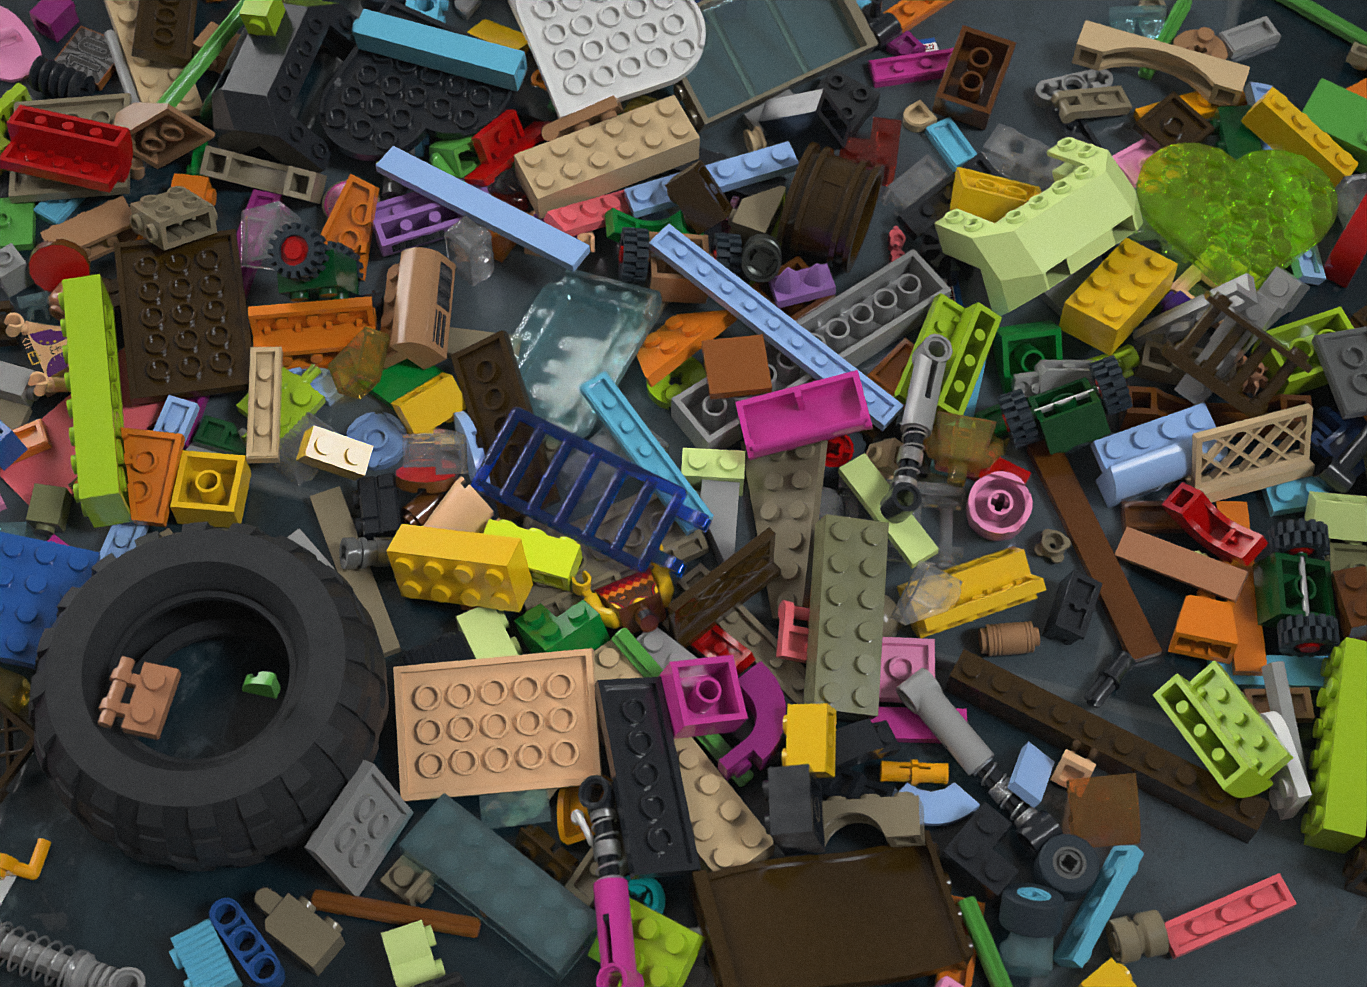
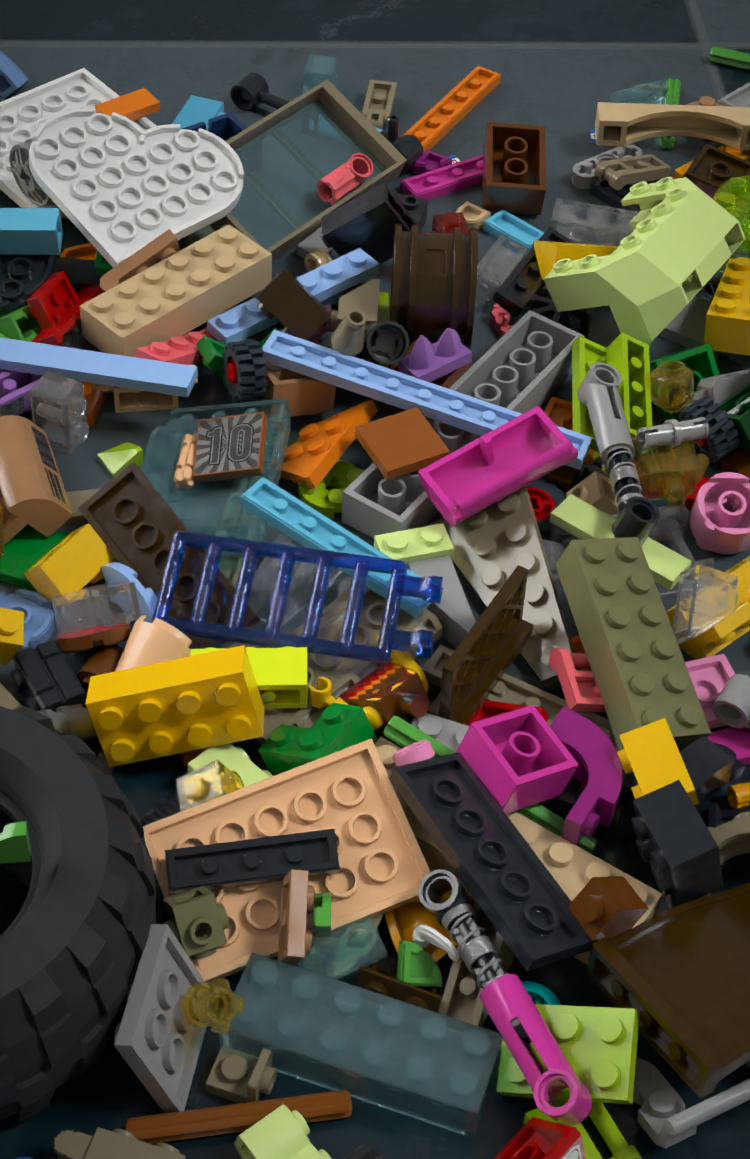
camera: 20 degrees left, 15 degrees down
(396, 828) = (212, 1005): none -> clear yellow brick
(406, 759) = (197, 921): none -> olive brick
(460, 645) = (207, 784): none -> clear yellow bracket
(468, 721) = (251, 861): none -> black tile
(478, 791) = (296, 900): none -> medium nougat plate
(503, 784) = (322, 914): none -> bright green tile
(511, 304) = (120, 457): none -> lime slope
(561, 326) = (185, 463): none -> light nougat axle
(566, 839) = (417, 966): none -> bright green tile
(596, 326) = (230, 447): none -> tile
(623, 668) = (414, 753): none -> bright pink tile
(715, 847) = (607, 907): none -> reddish brown brick
(728, 249) = (350, 333): none -> dark tan cone
(807, 56) = (345, 178): none -> coral piece
(974, 421) = (672, 433): none -> light grey pin
(1004, 365) = (672, 386): none -> clear yellow head

